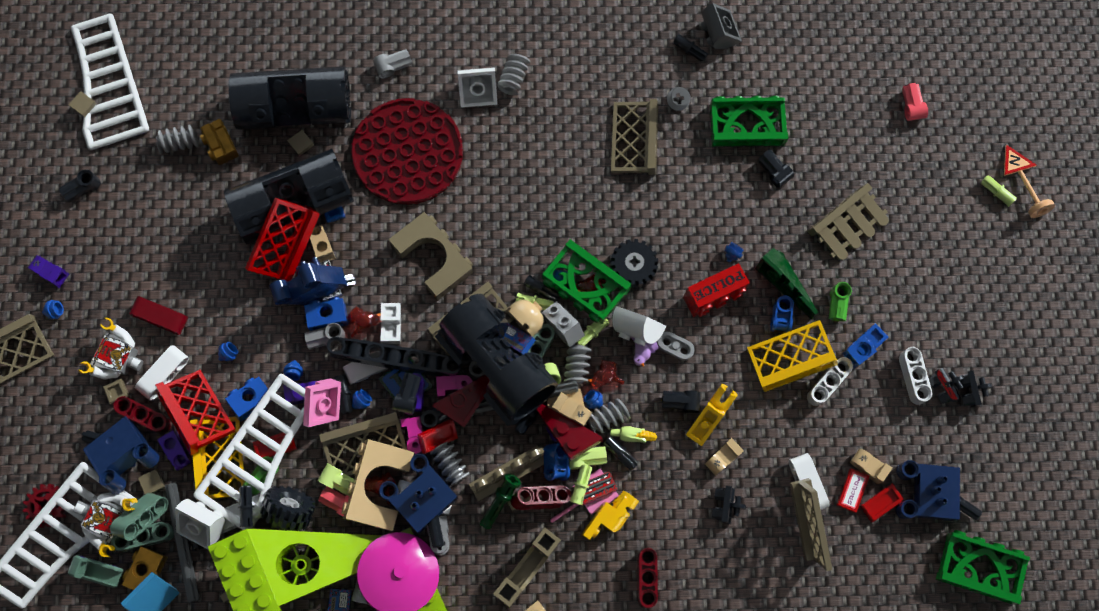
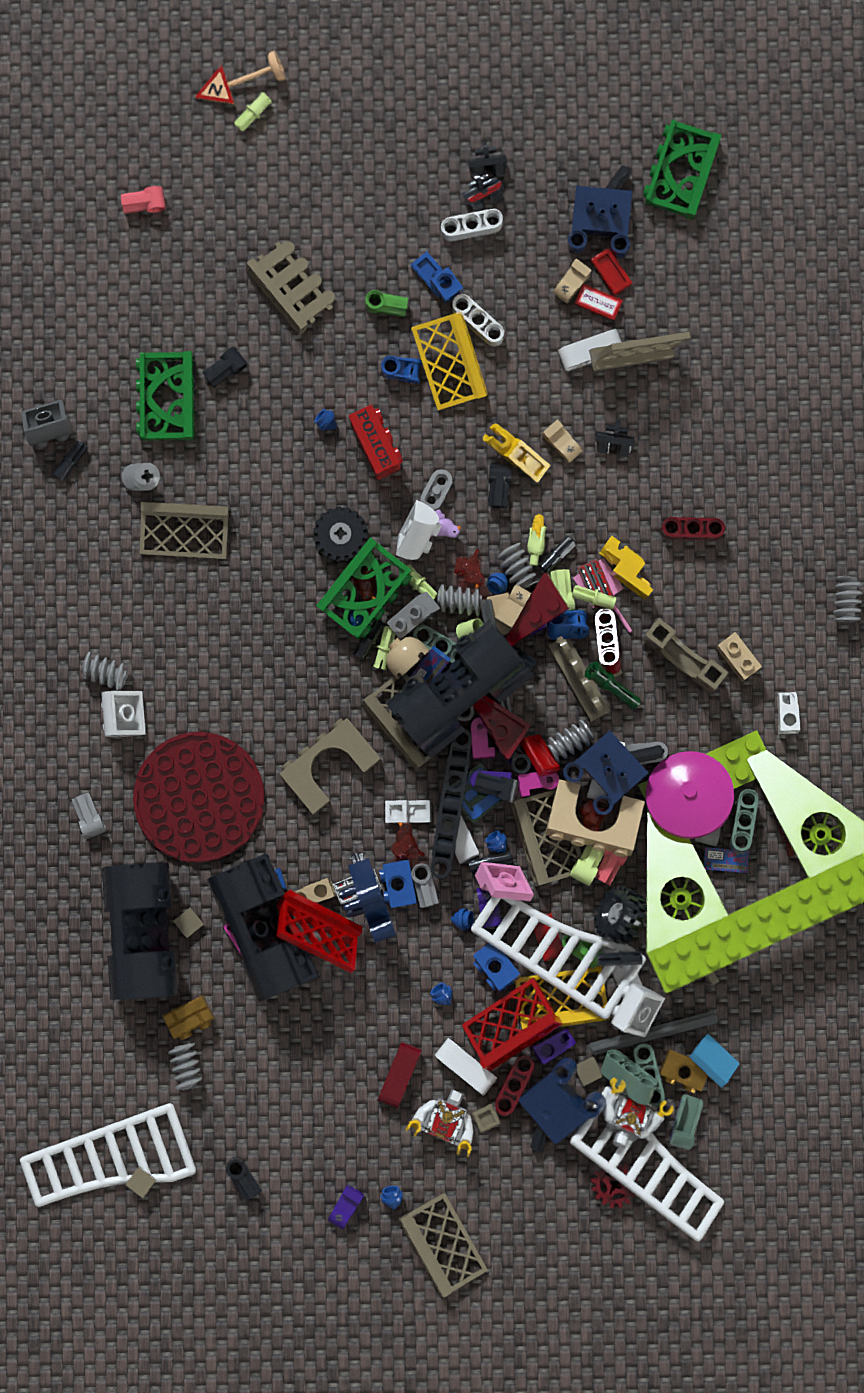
camera: 80 degrees left, 10 degrees up
(780, 274) = (354, 367): dark green wedge -> none

